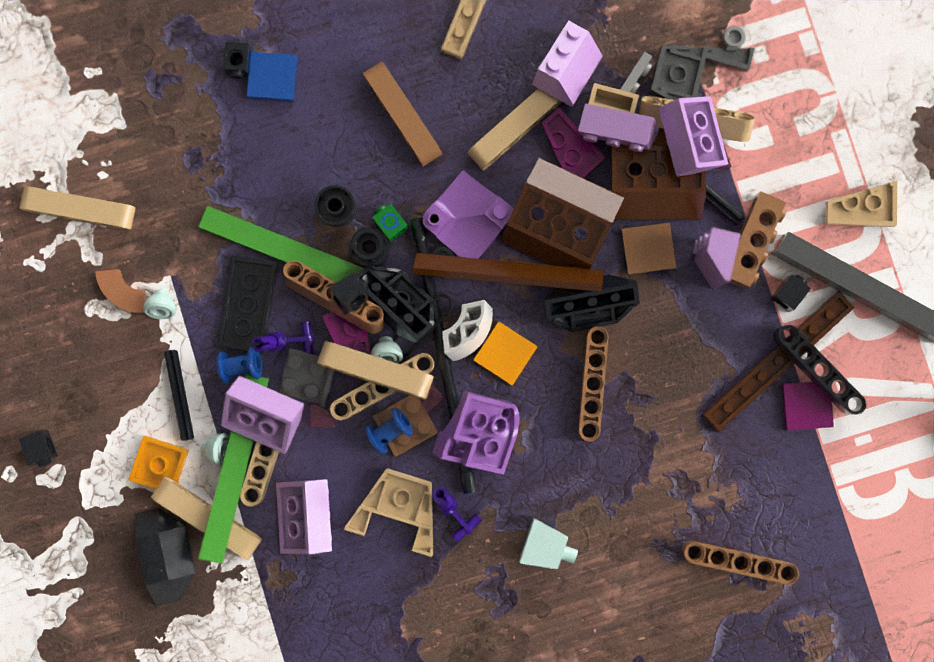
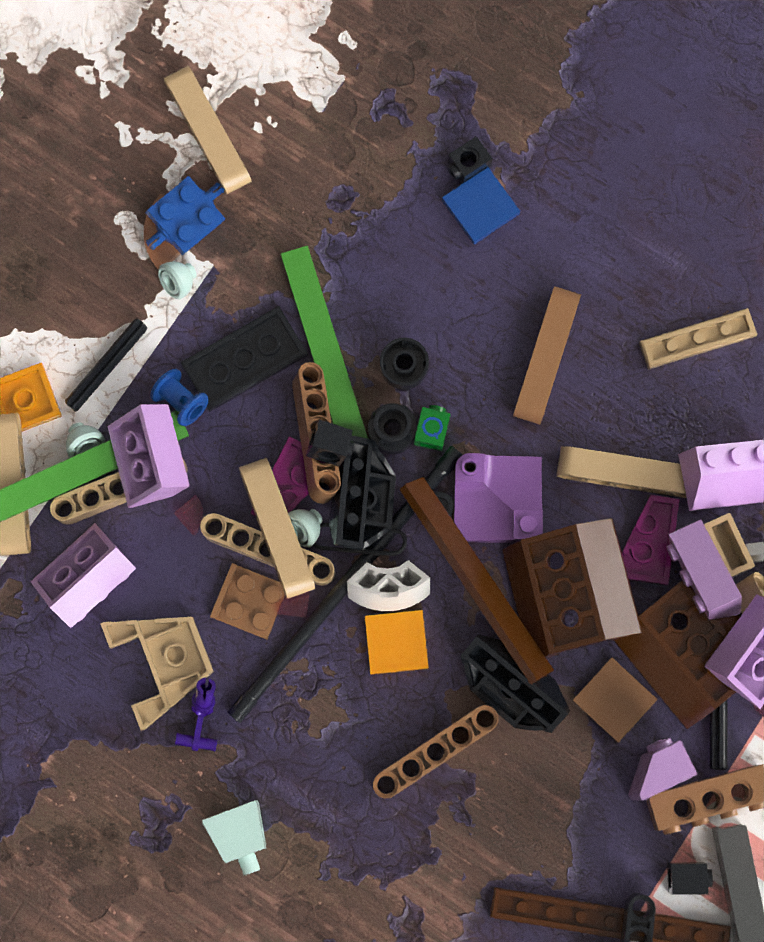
camera: 55 degrees right, 5 degrees down
(123, 267) = (185, 216): none -> blue plate
(277, 340) = (232, 414): dark purple pin -> none
(306, 378) = (217, 470): dark grey piece -> none
(389, 430) = (229, 589): blue hose -> none
(480, 433) = (297, 679): medium lavender slope -> none

